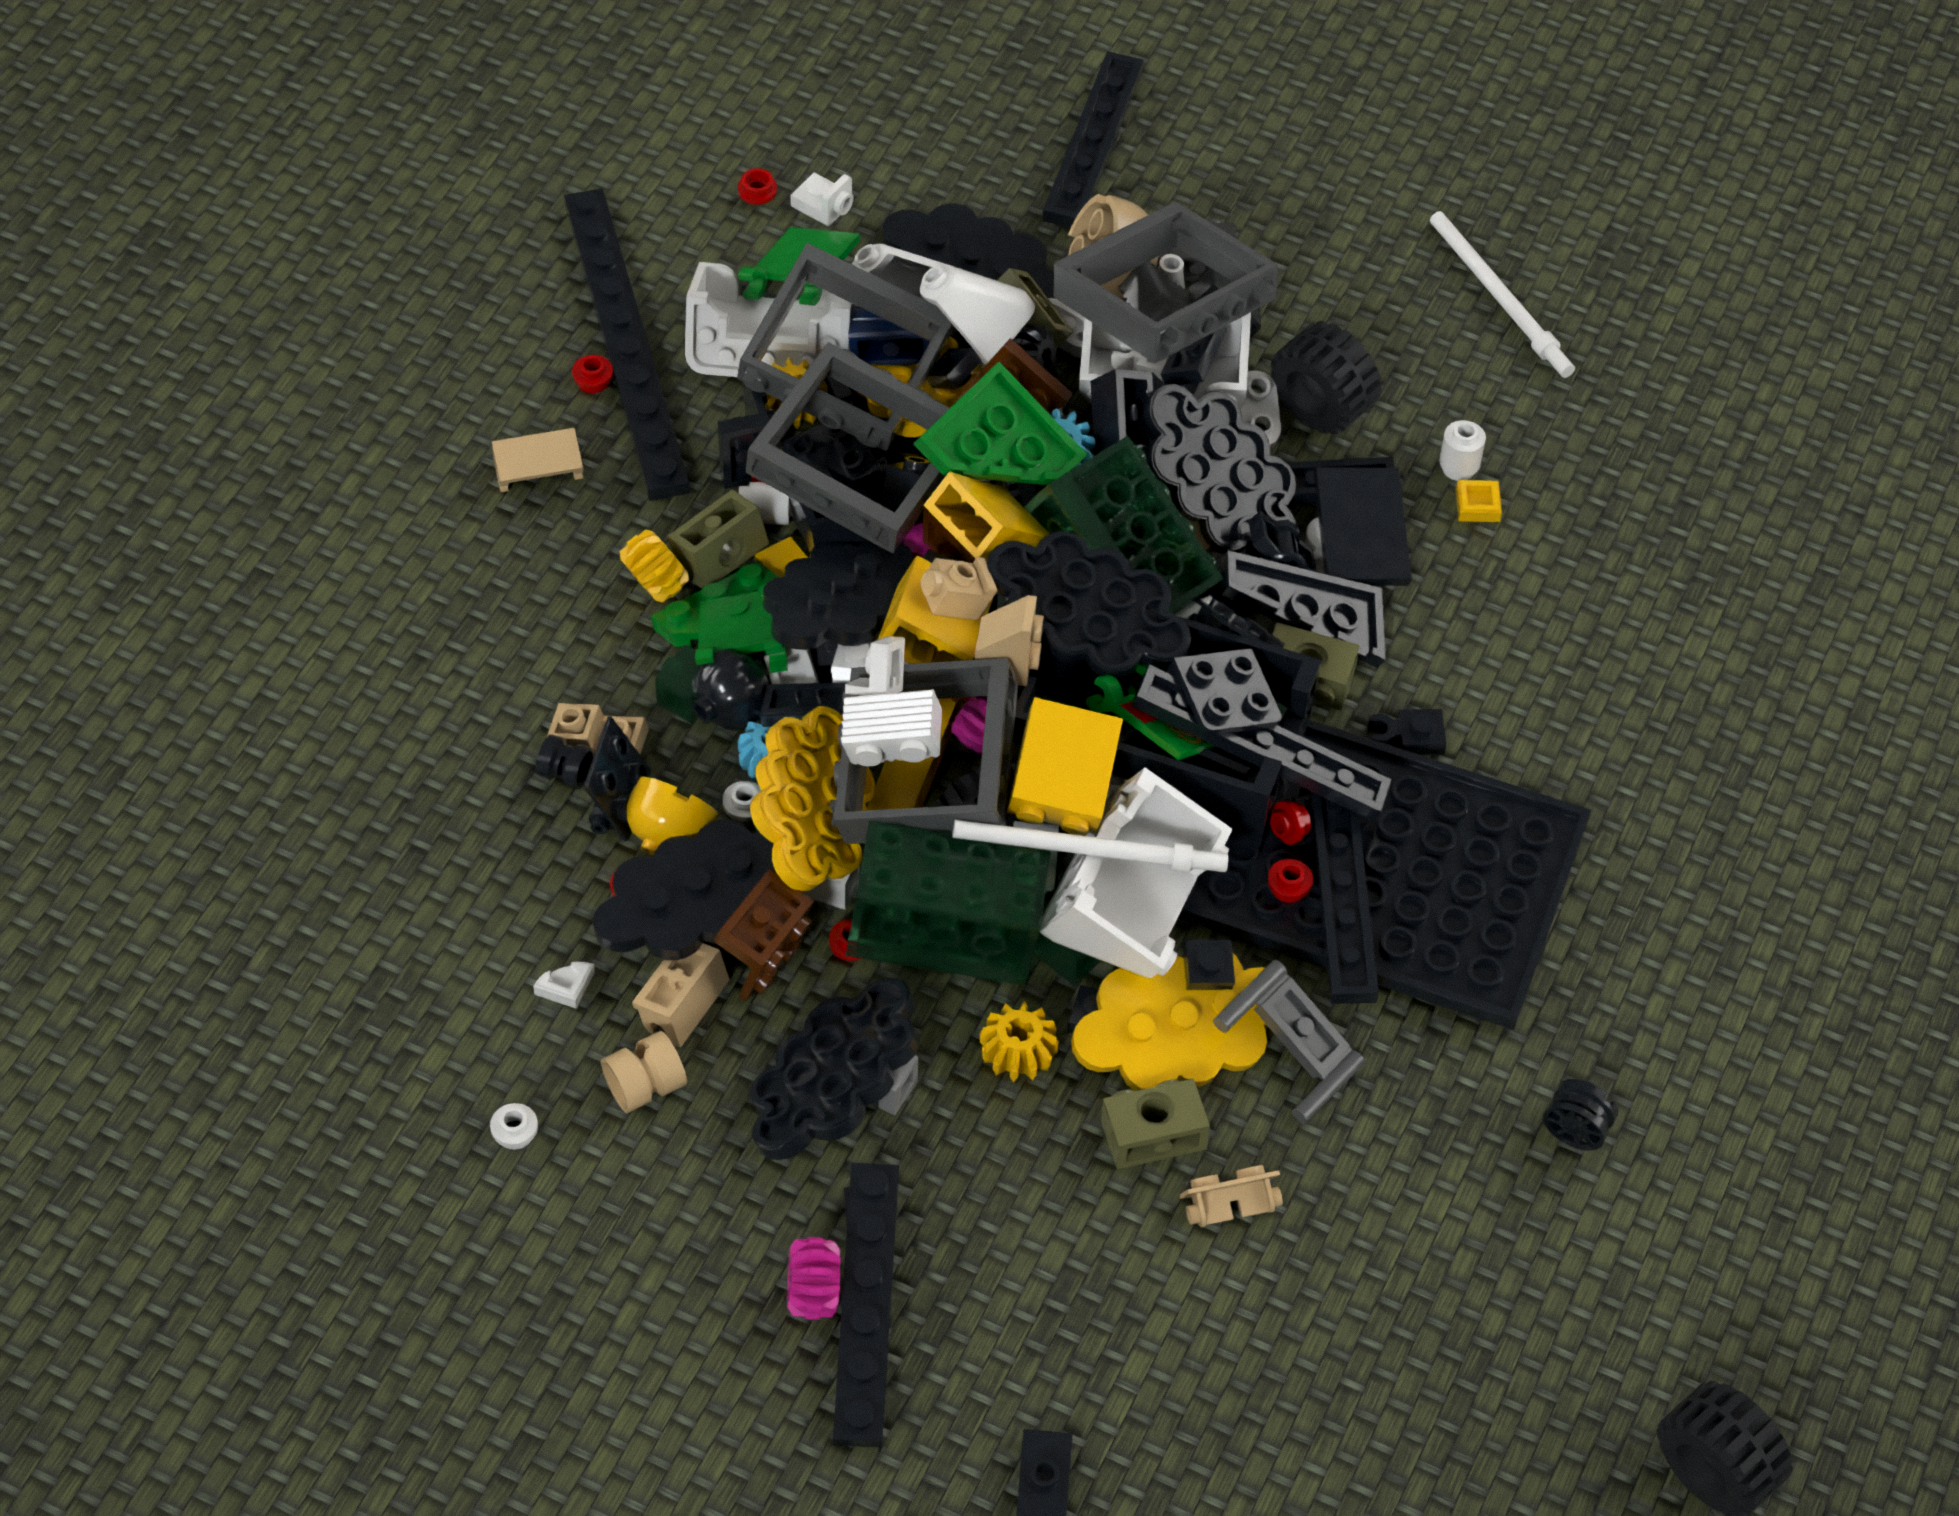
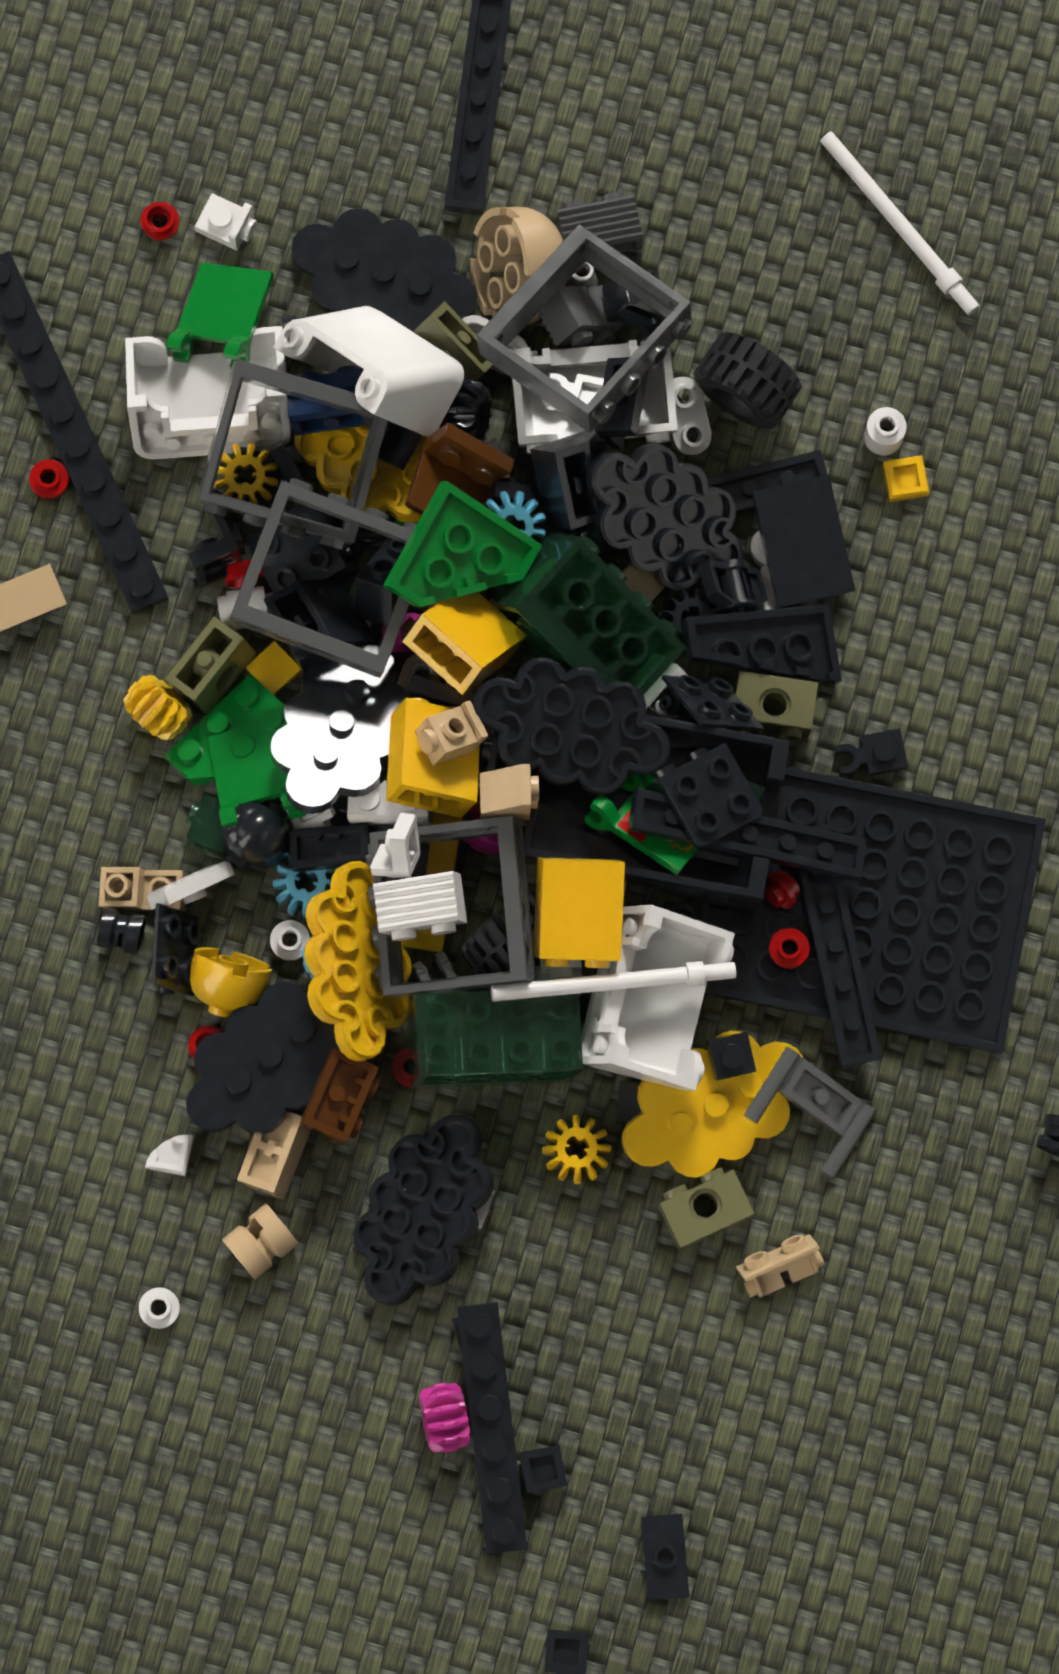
camera: 10 degrees left, 25 degrees up
(654, 723) = (192, 886): none -> white plate
(917, 1359) = (543, 1469): none -> black plate

